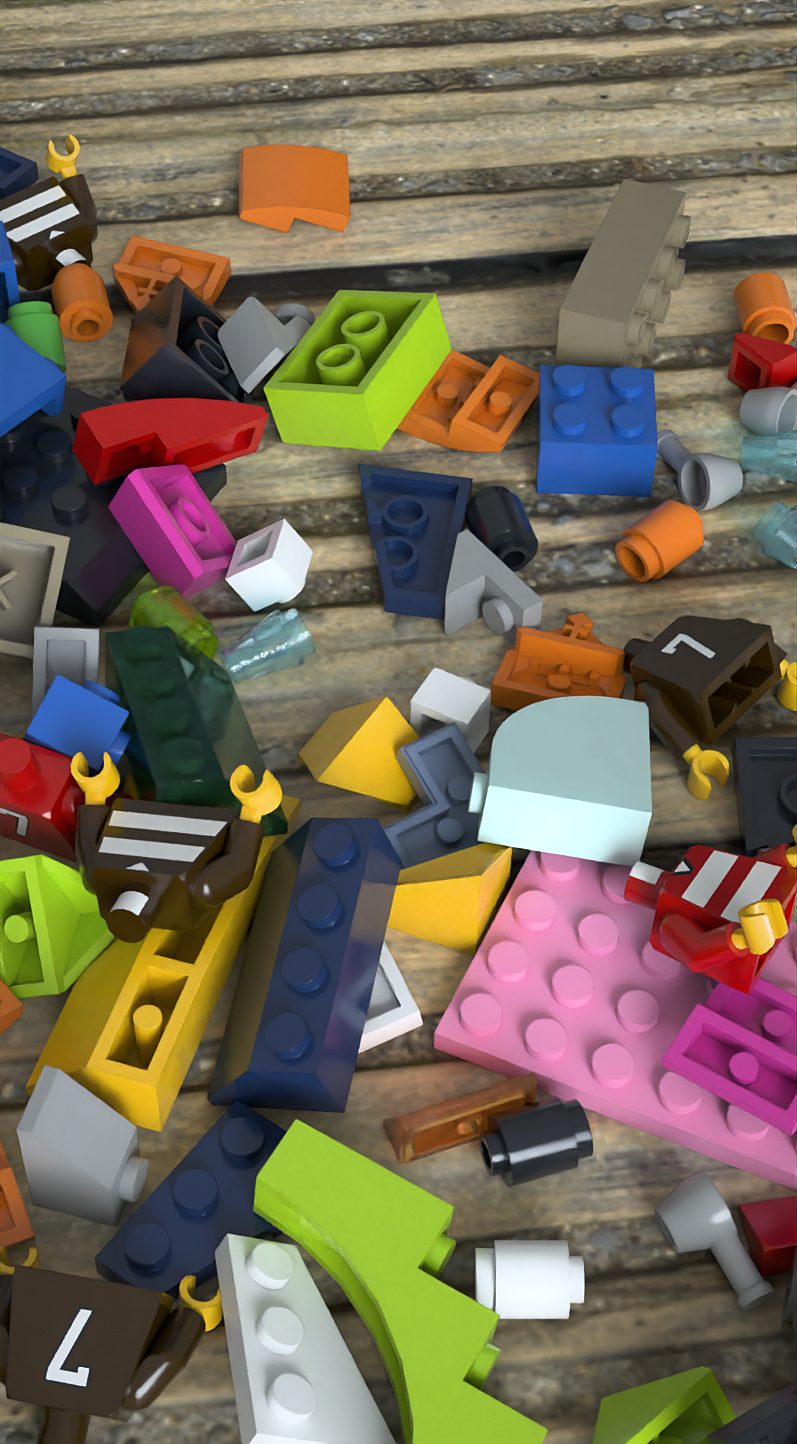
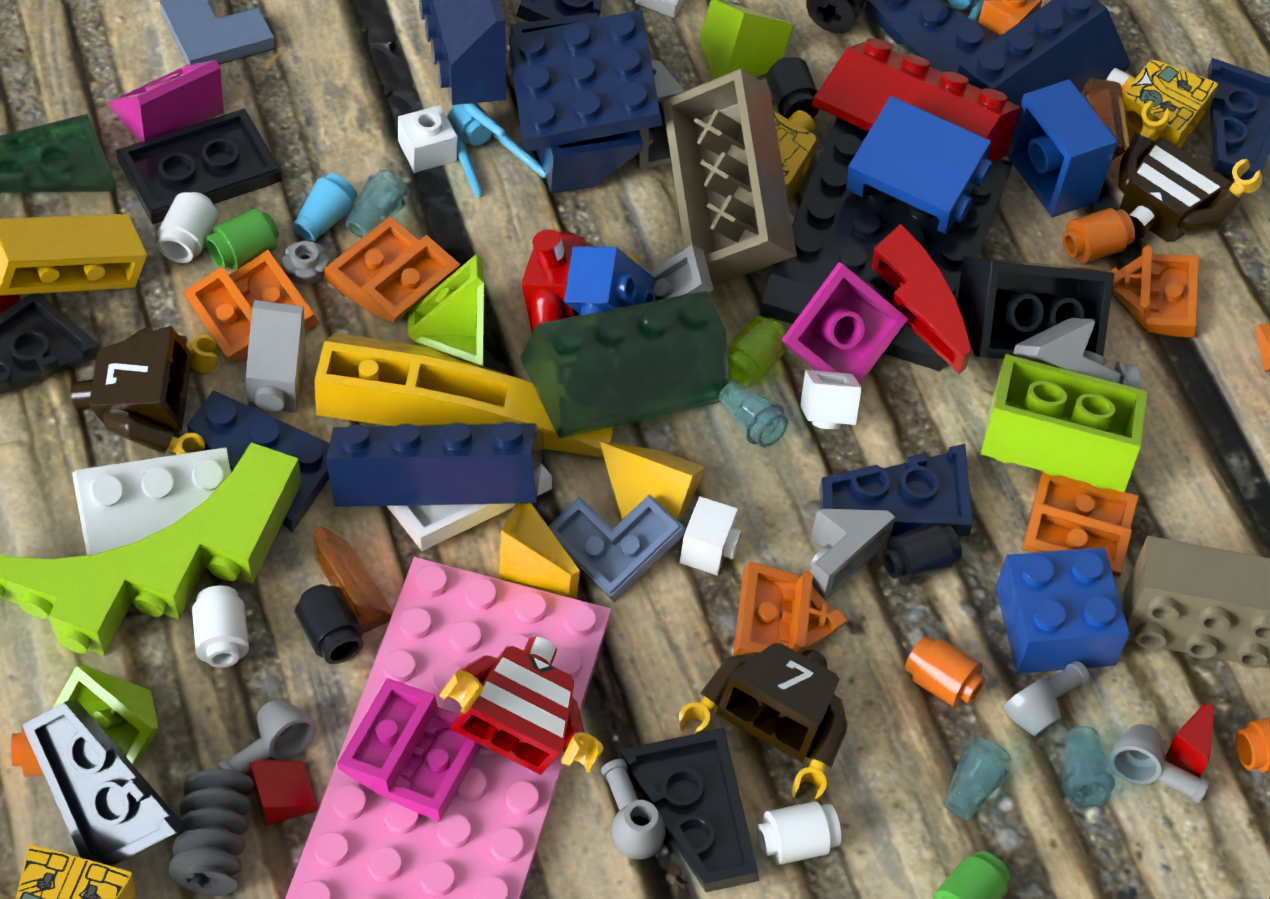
camera: 75 degrees right, 5 degrees up
(38, 329) = (1029, 210): bright green brick -> none
(166, 860) = (489, 343): dark brown torso -> none
(569, 780) = (643, 605): light aqua brick -> none

